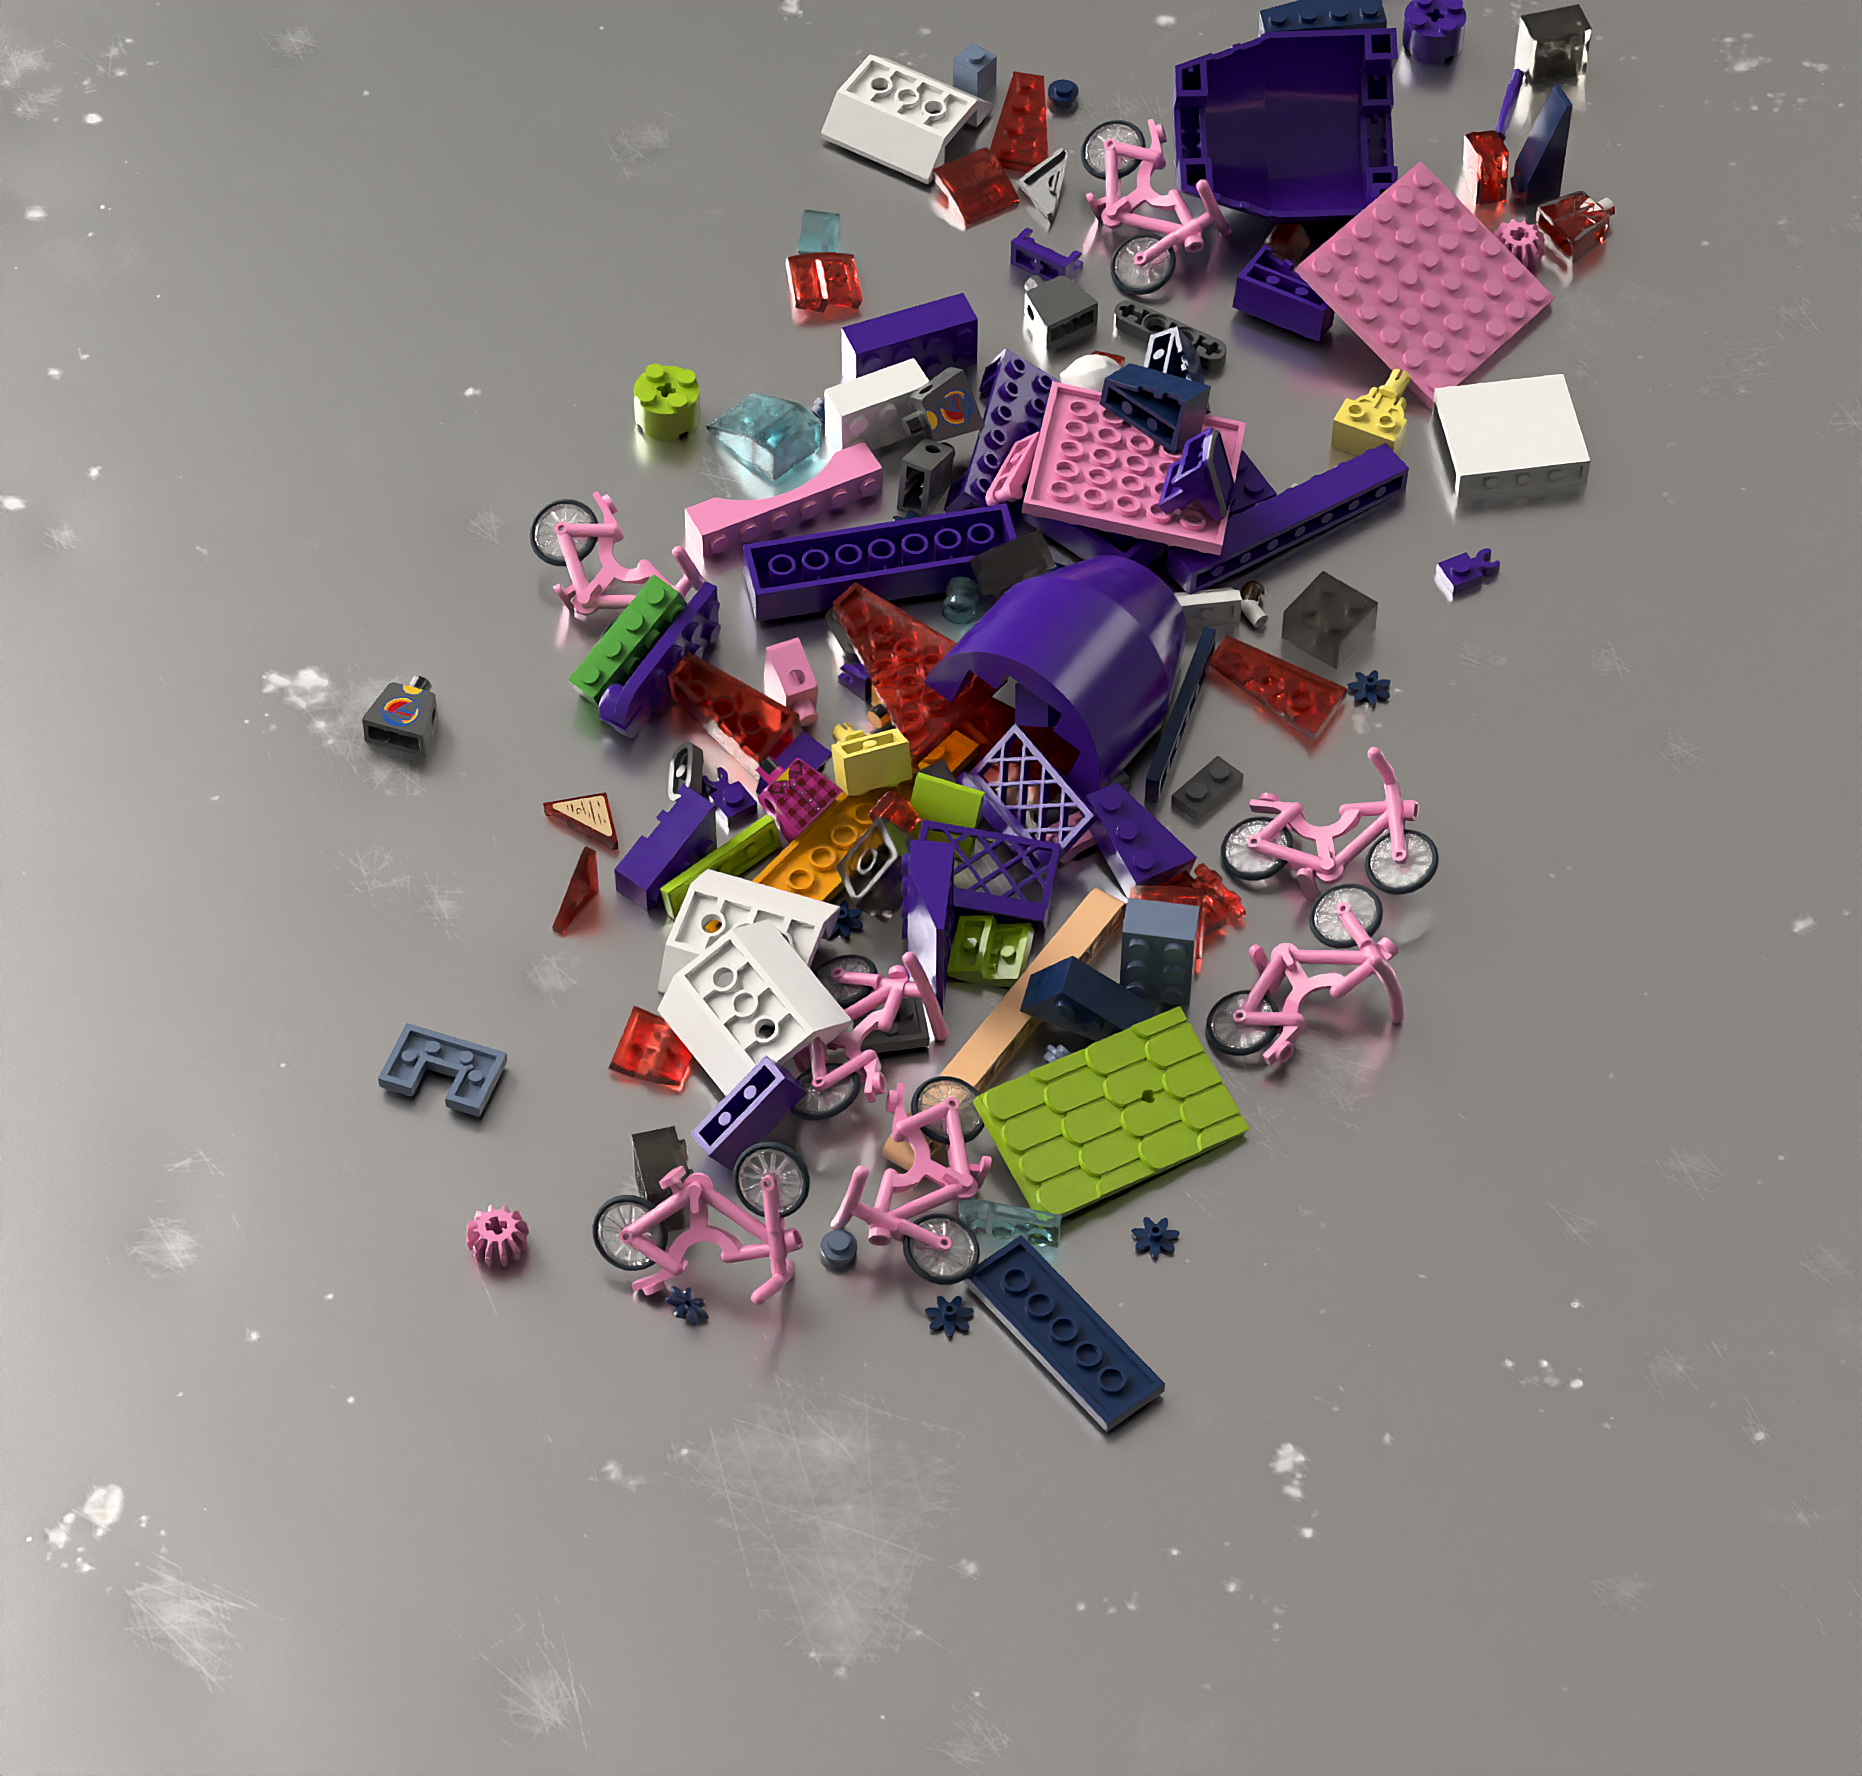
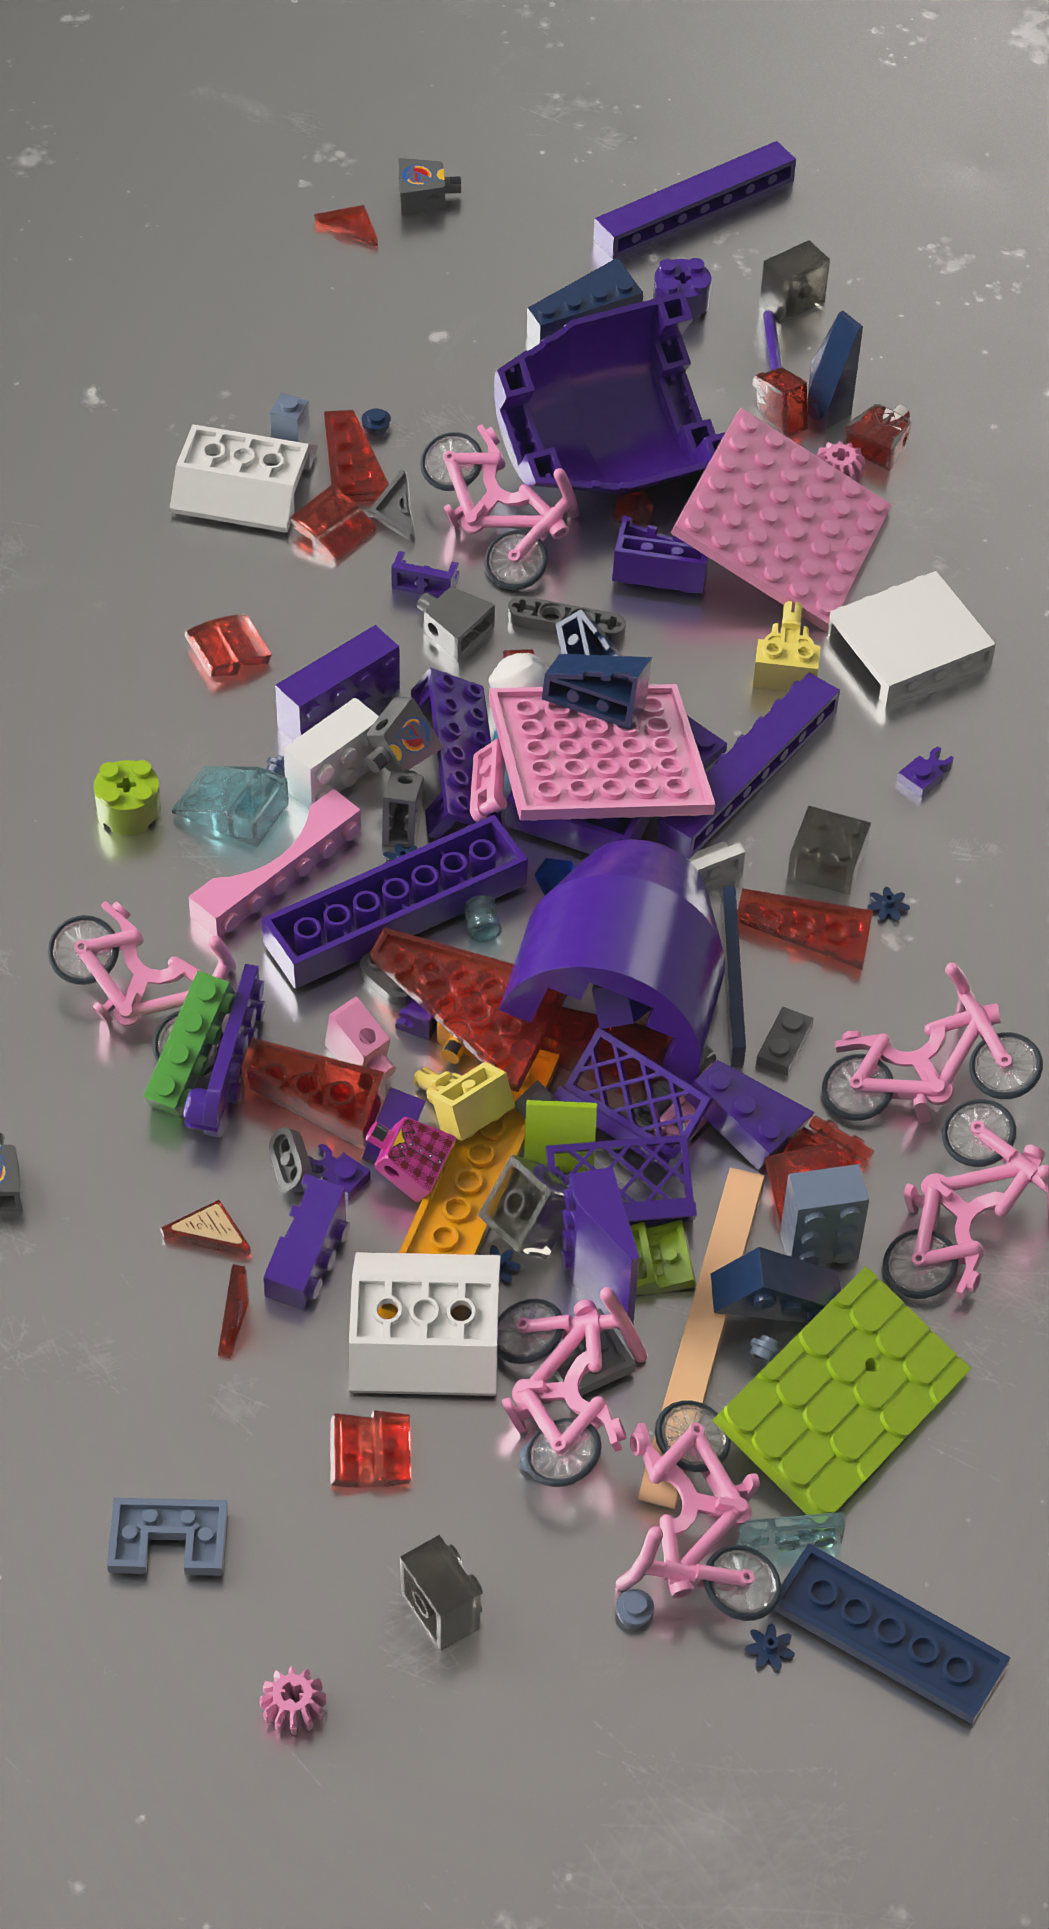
camera: 20 degrees left, 0 degrees up
(687, 1306) = (511, 1718): dark blue plant -> none
(730, 858) = (366, 1237): lime tile -> none
(748, 1112) = (500, 1496): dark purple brick -> none
(767, 987) = (443, 1410): white slope -> none
(768, 1182) = (568, 1571): piece -> none
(819, 232) = (205, 600): clear light blue panel -> none
(896, 810) = (514, 1142): clear red slope -> none
(1011, 563) = (529, 871): clear smoke brick -> none
(1155, 1236) = (929, 1504): dark blue plant -> none
(1200, 475) = (671, 745): dark purple piece -> none
(1250, 597) = (752, 858): arm -> none

